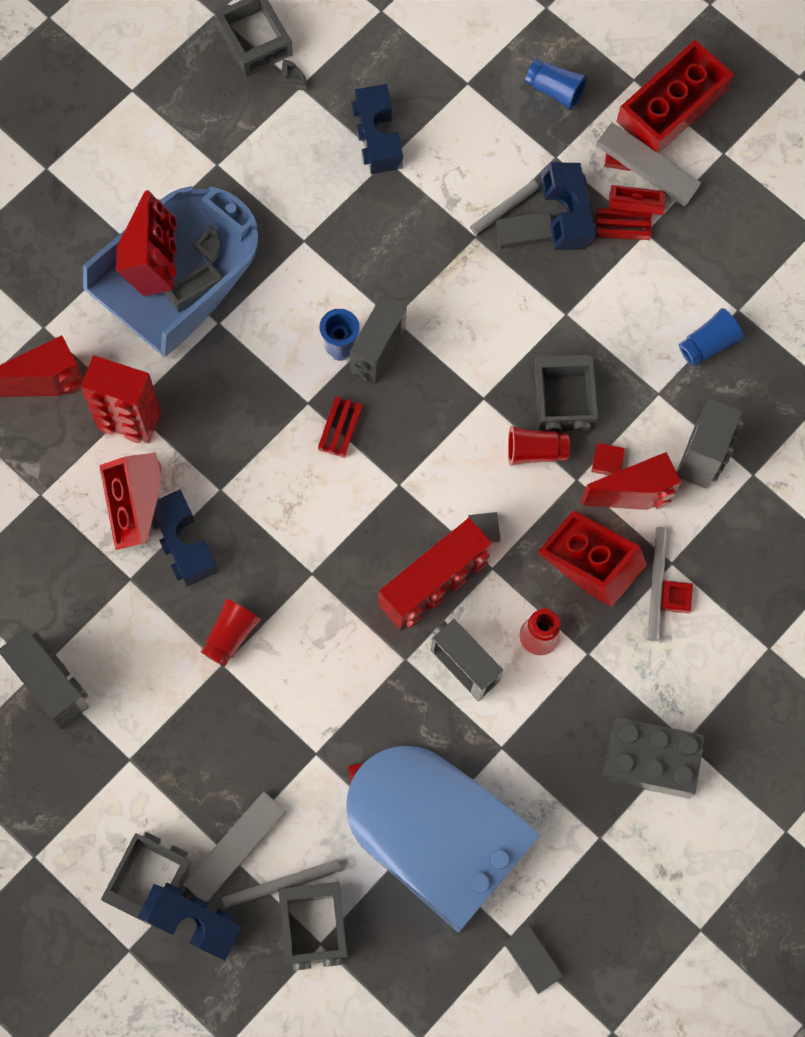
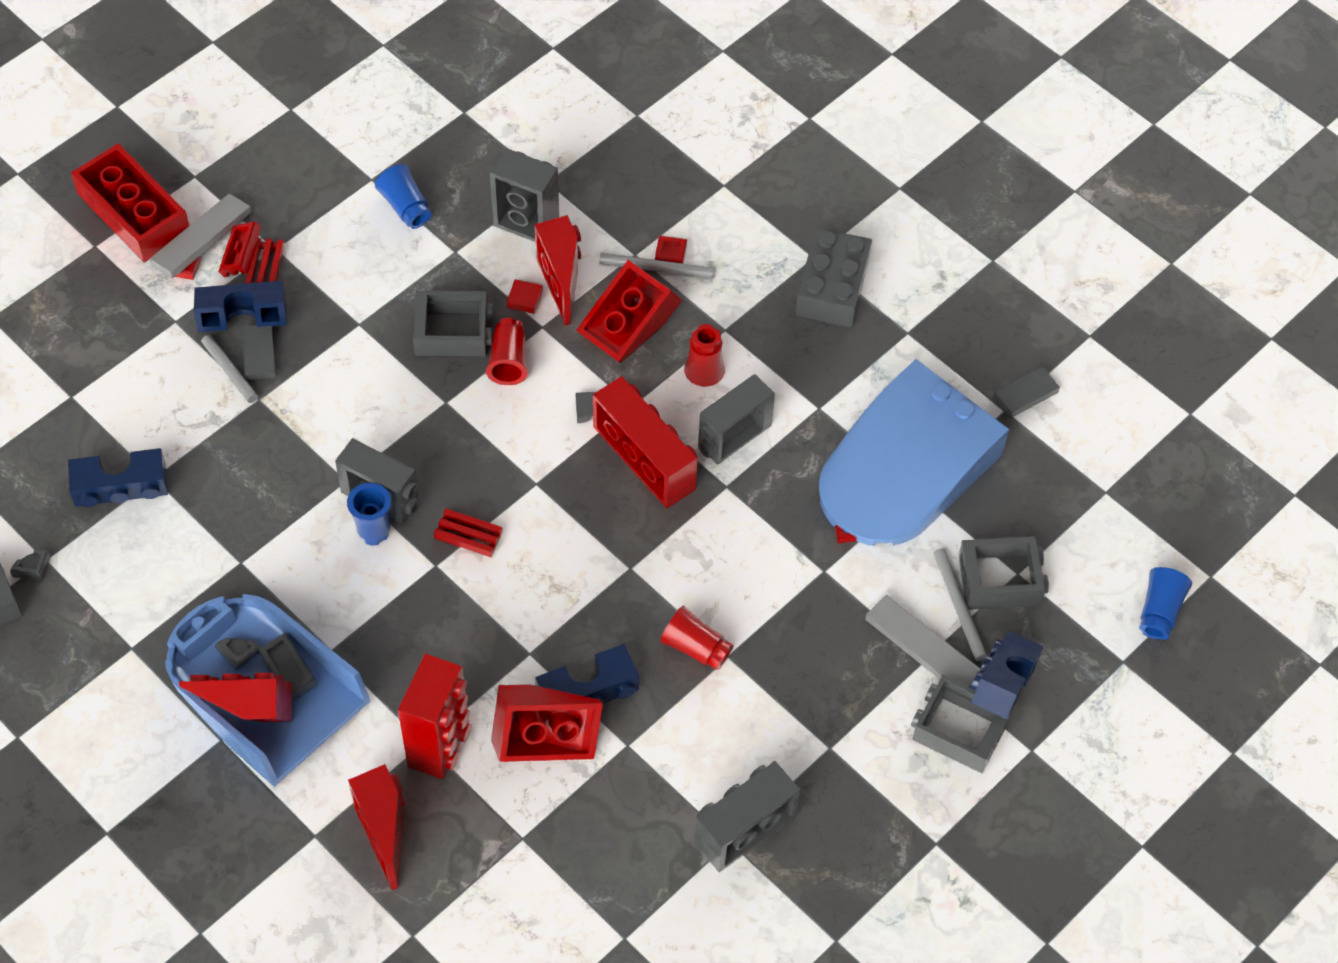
camera: 85 degrees left, 15 degrees down
(557, 82) = (92, 306): blue plant -> none

